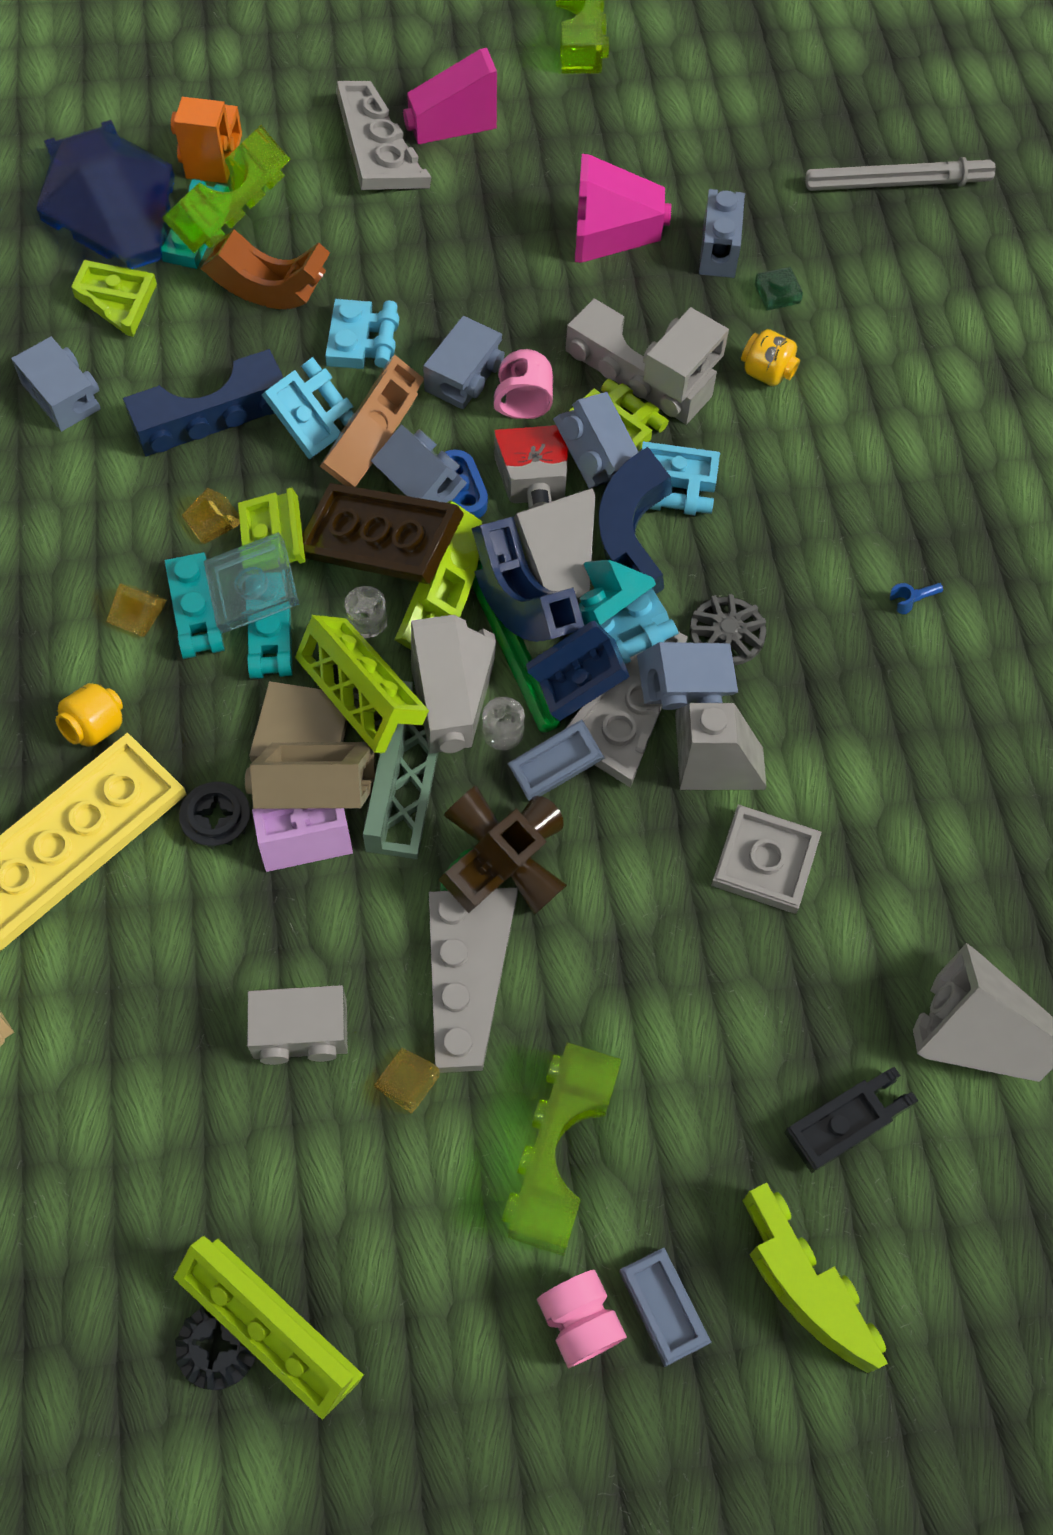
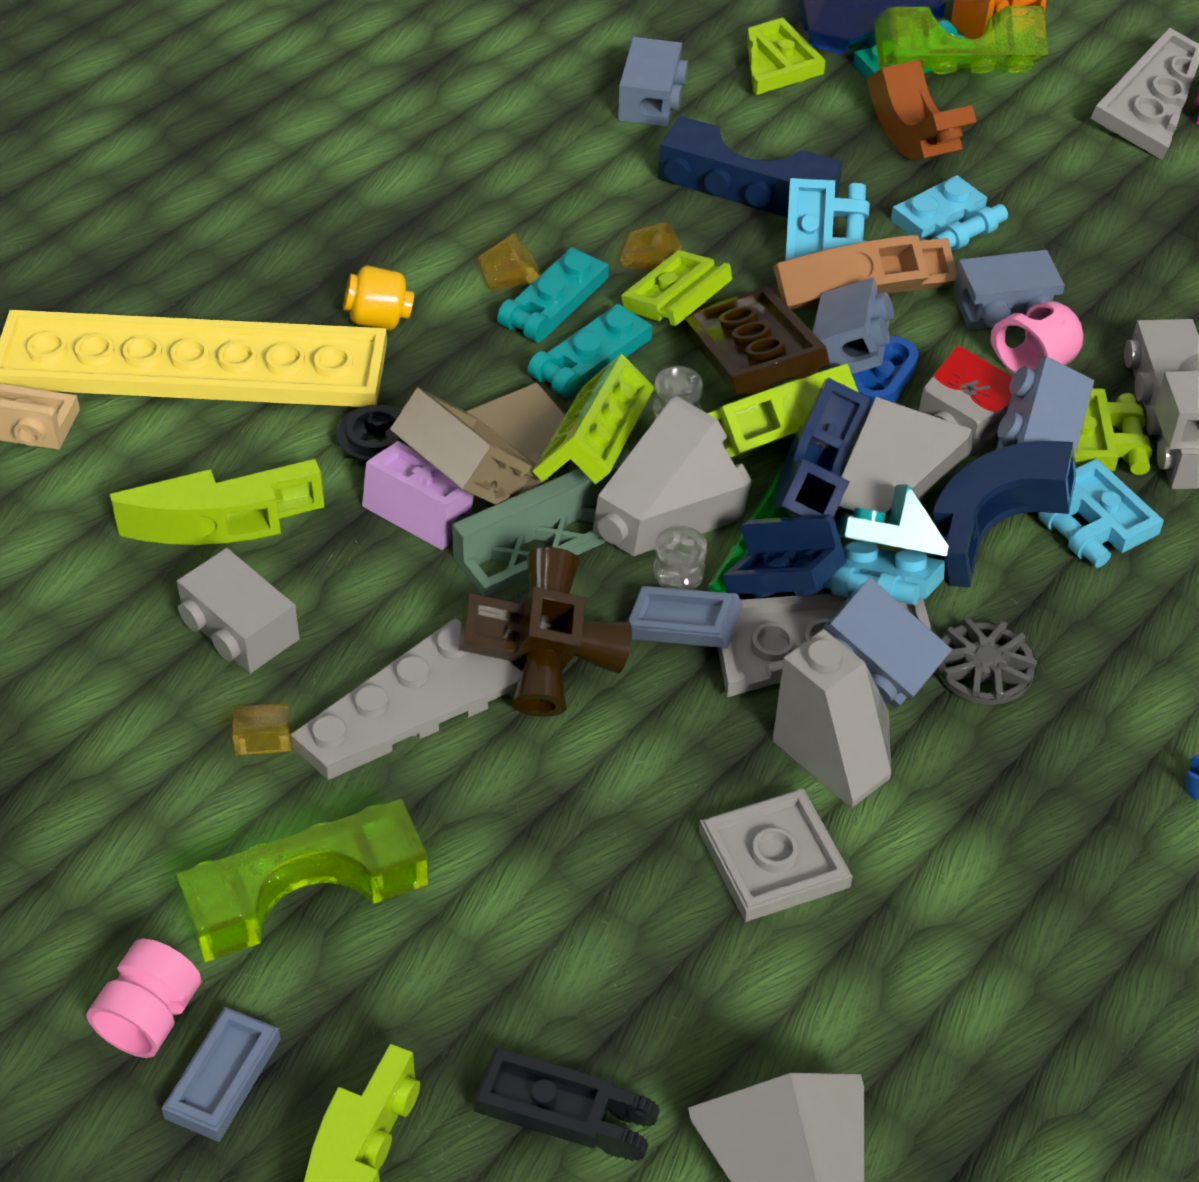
camera: 50 degrees right, 15 degrees down
(180, 980) = (206, 512): none -> lime slope
(250, 582) = (608, 302): clear light blue tile -> none

